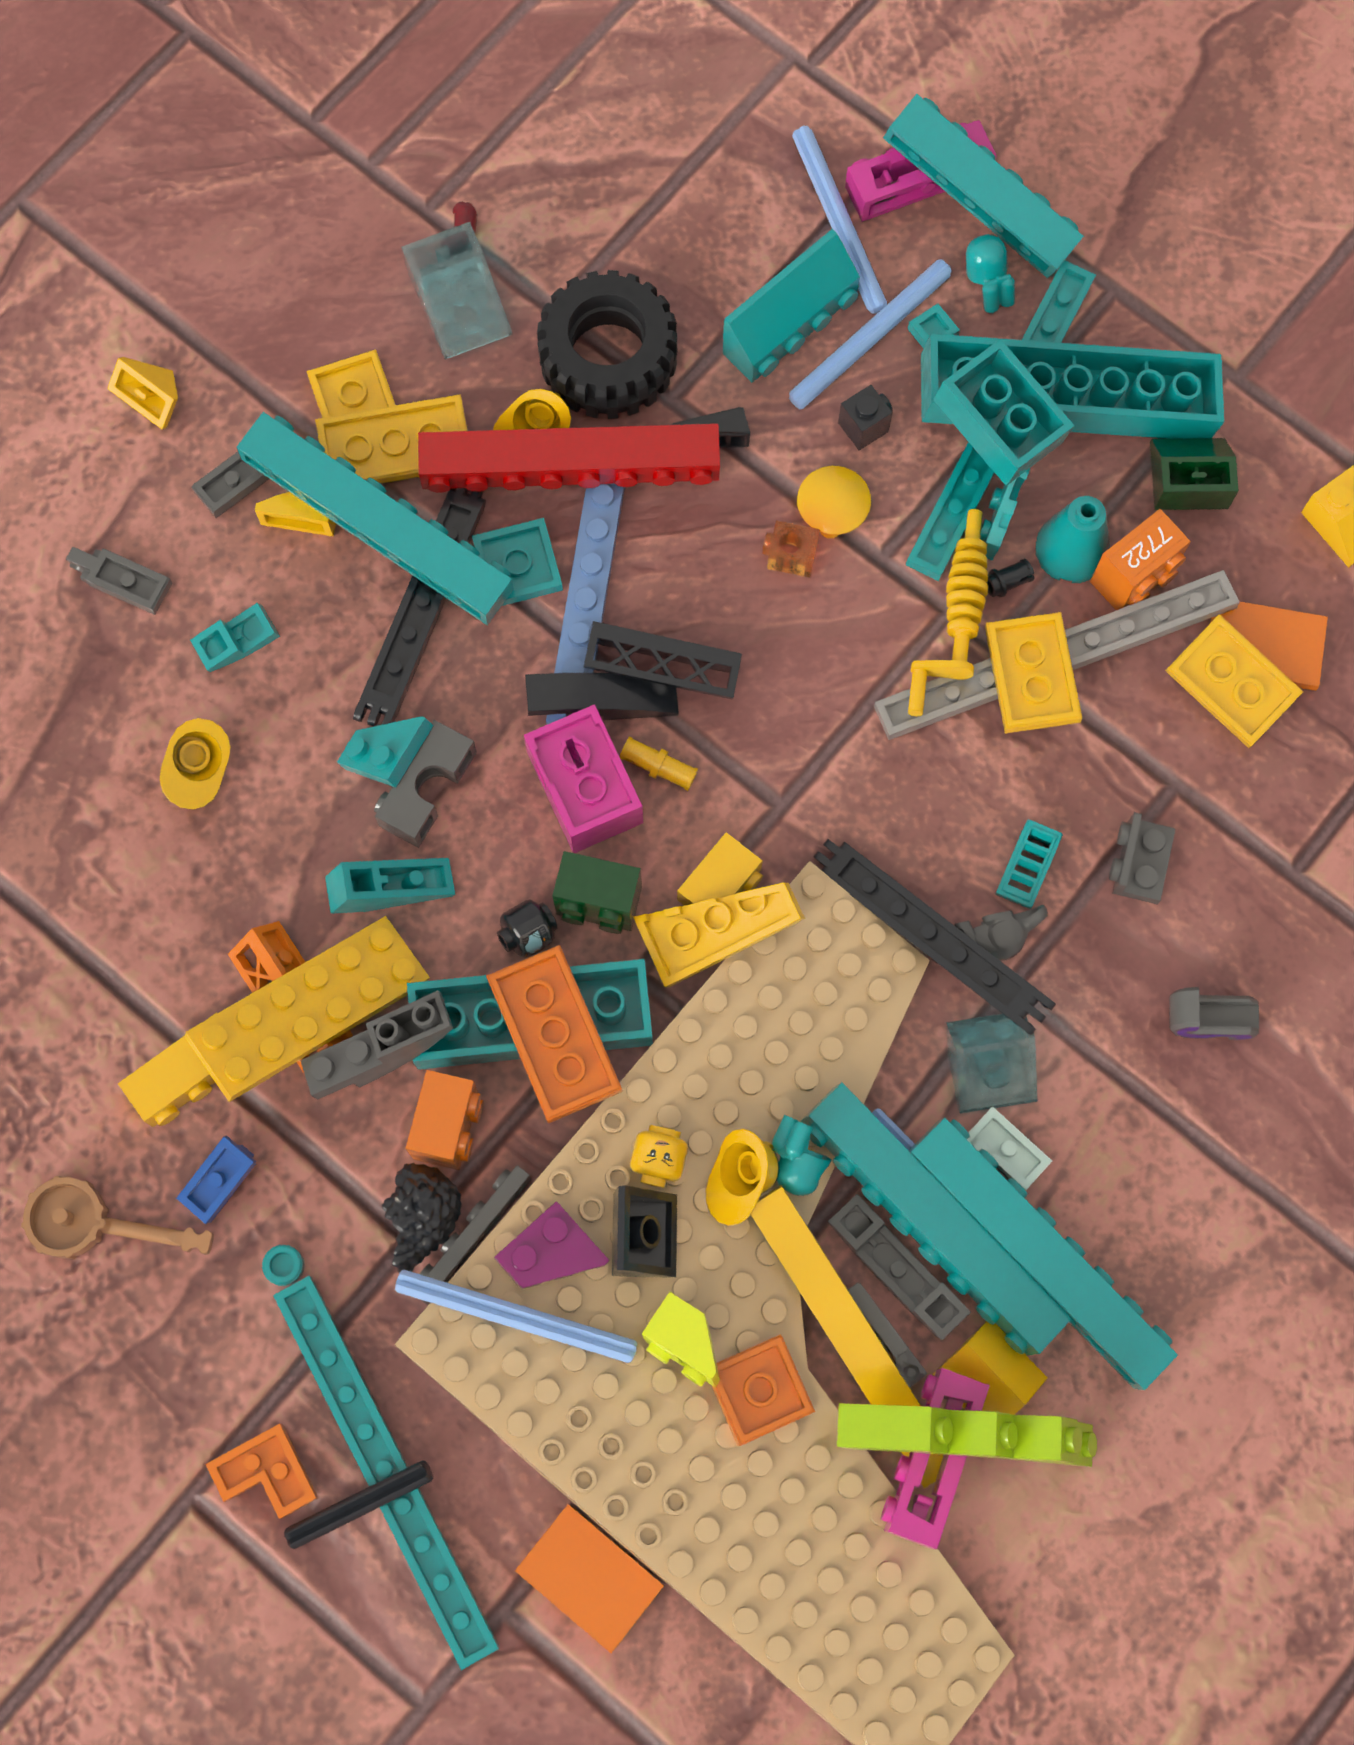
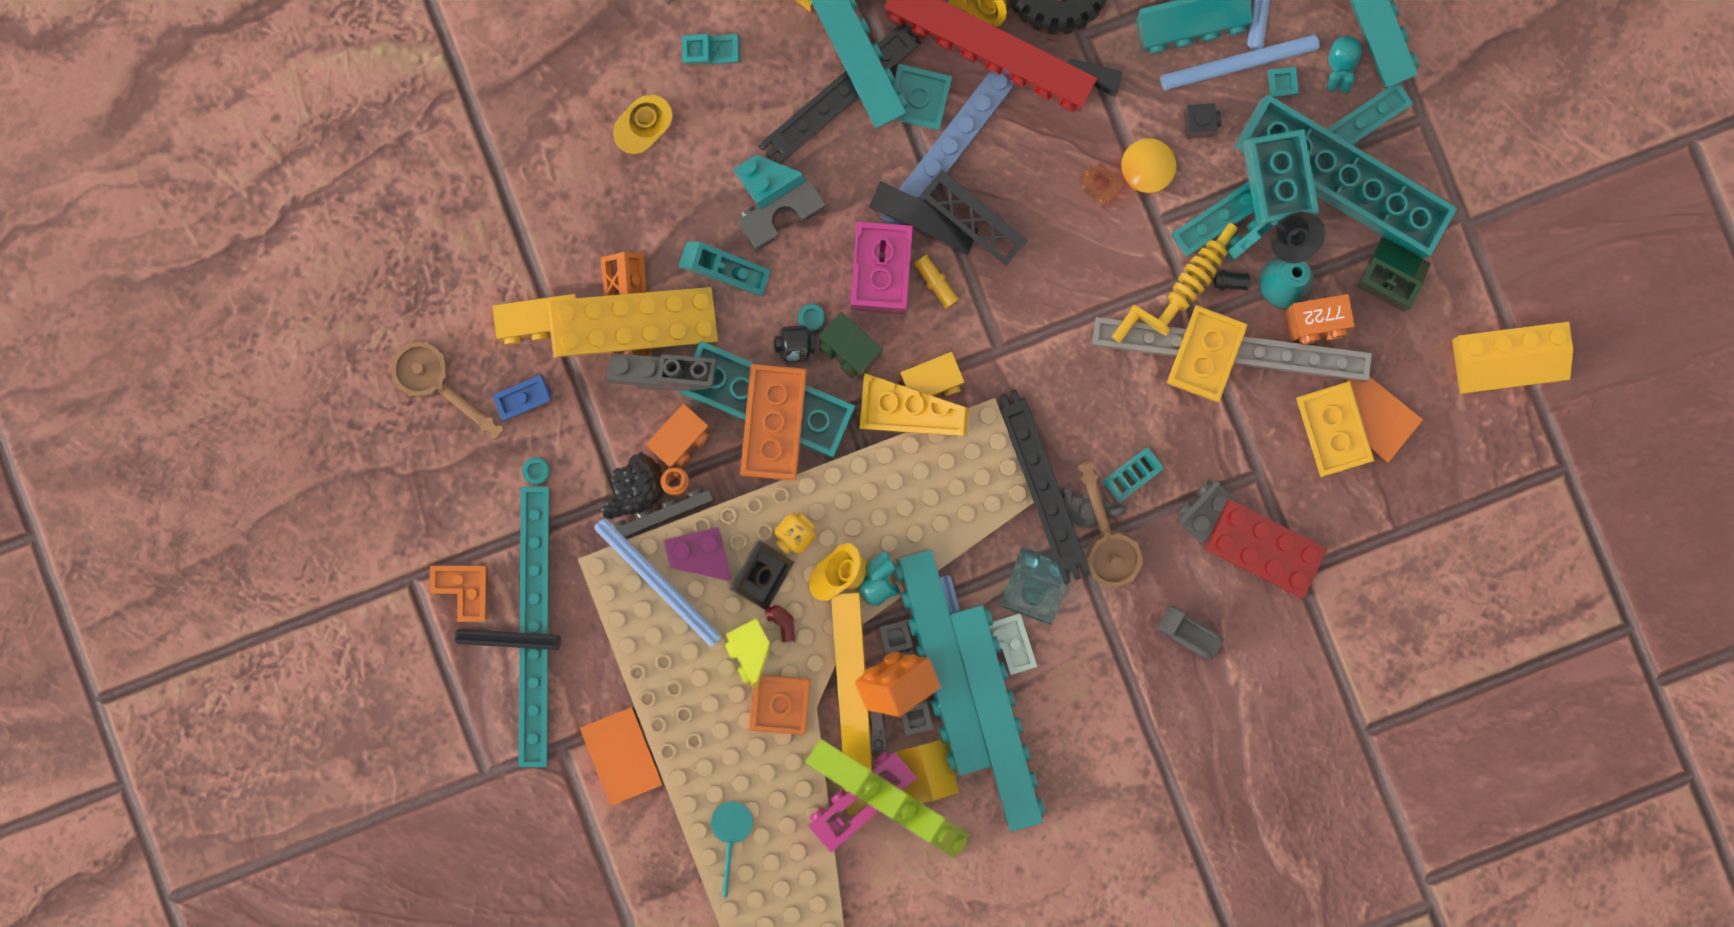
camera: 25 degrees right, 10 degrees up
(466, 1169) = (673, 476): none -> orange cone
(531, 885) = (812, 317): none -> teal tile
(706, 1276) = (784, 620): none -> dark red arm
(783, 1588) = (730, 824): none -> teal piece
(896, 1277) = (897, 684): none -> orange brick
(1061, 968) = (1112, 554): none -> medium nougat piece
(1077, 467) = (1301, 245): none -> black dish
(1239, 865) = (1265, 549): none -> red plate

